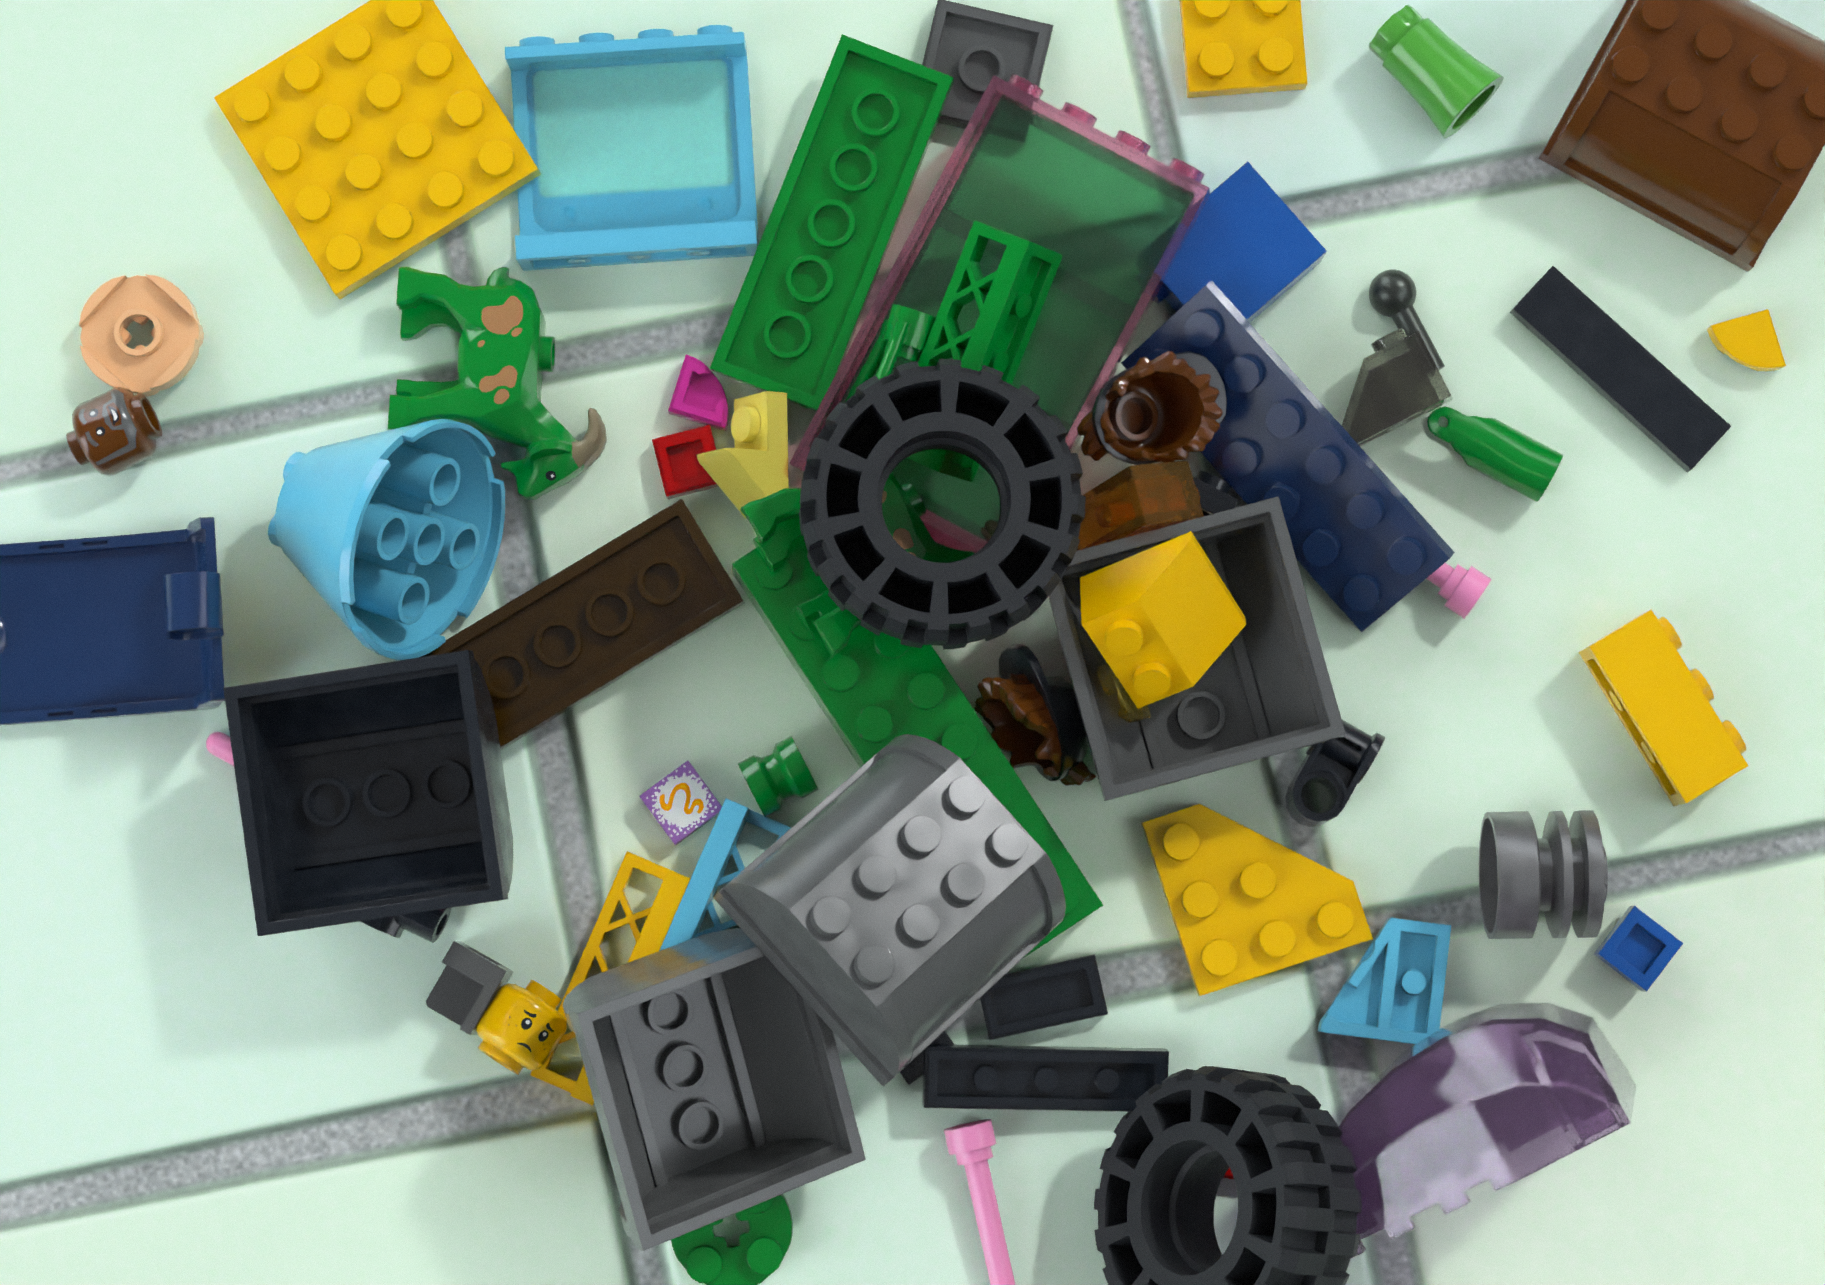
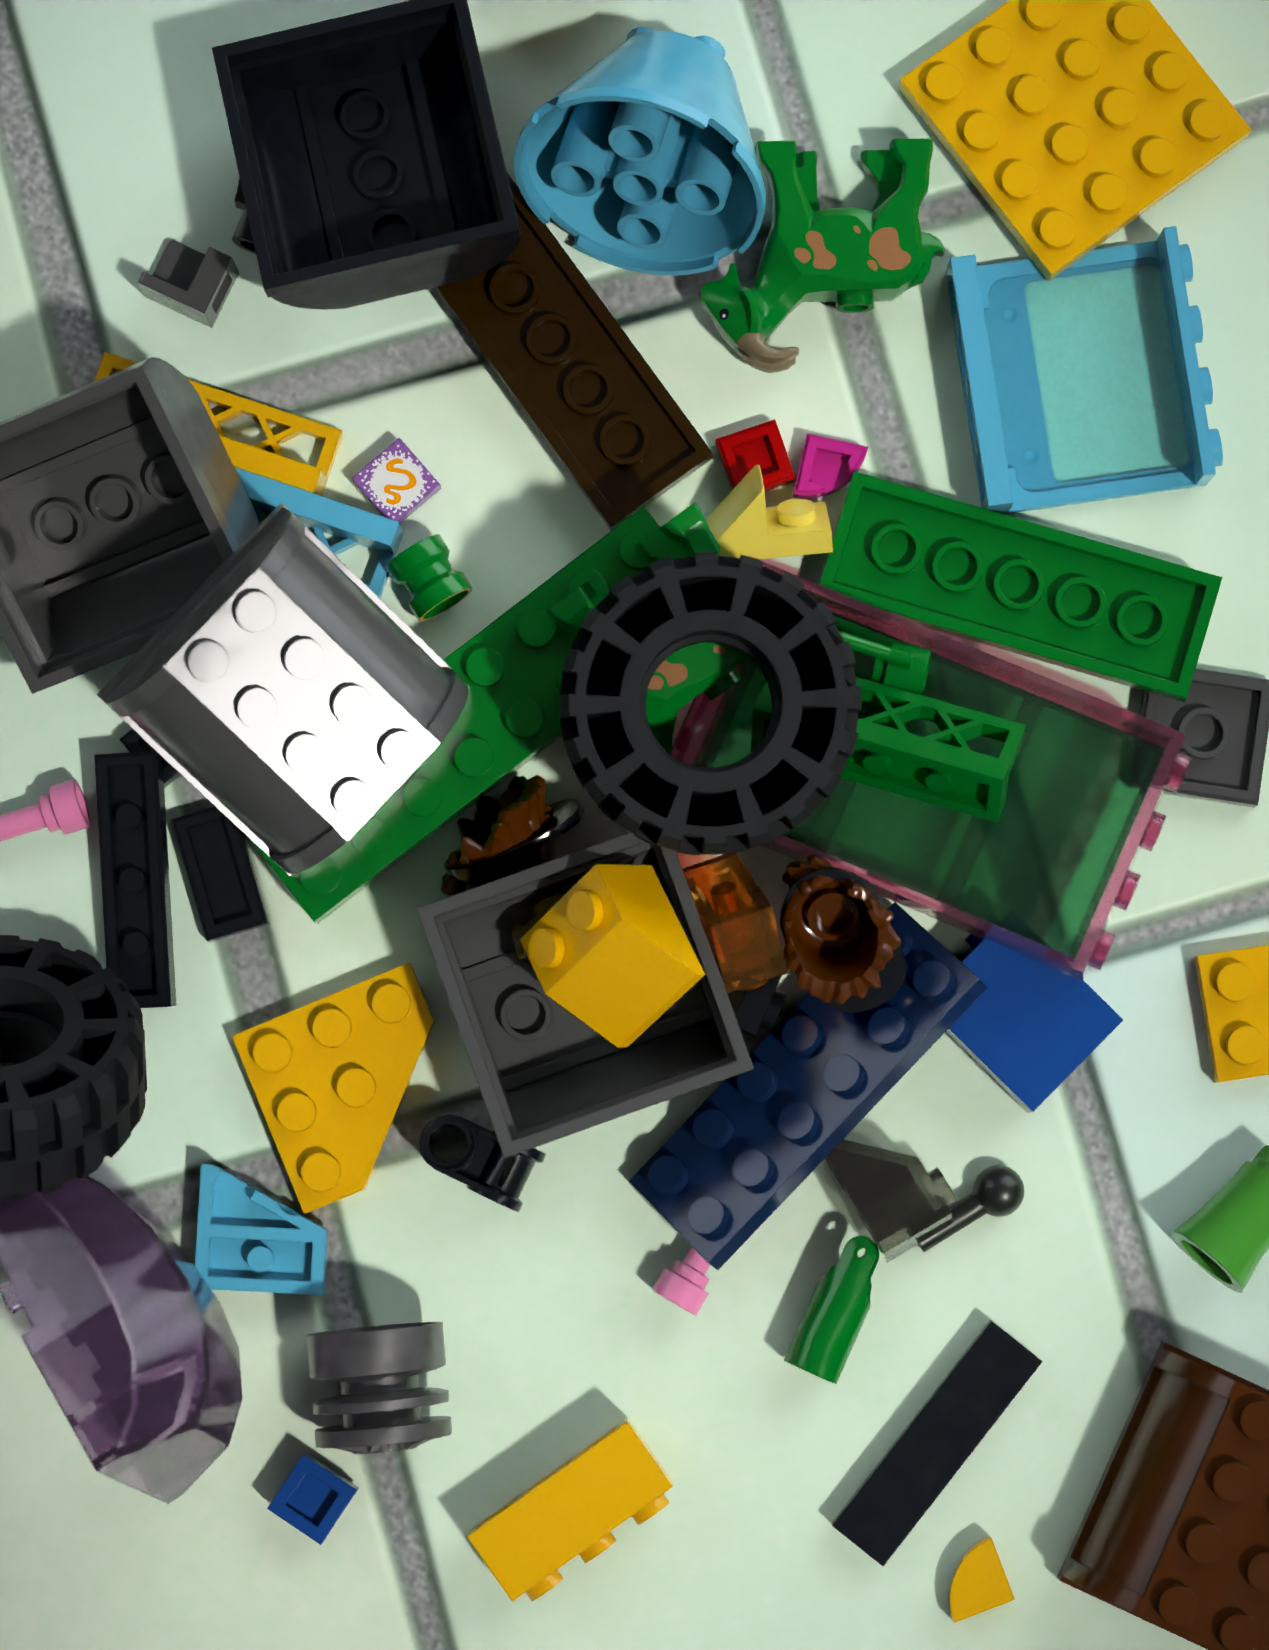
camera: 85 degrees right, 0 degrees up
(521, 1026) = (150, 328): yellow head -> none

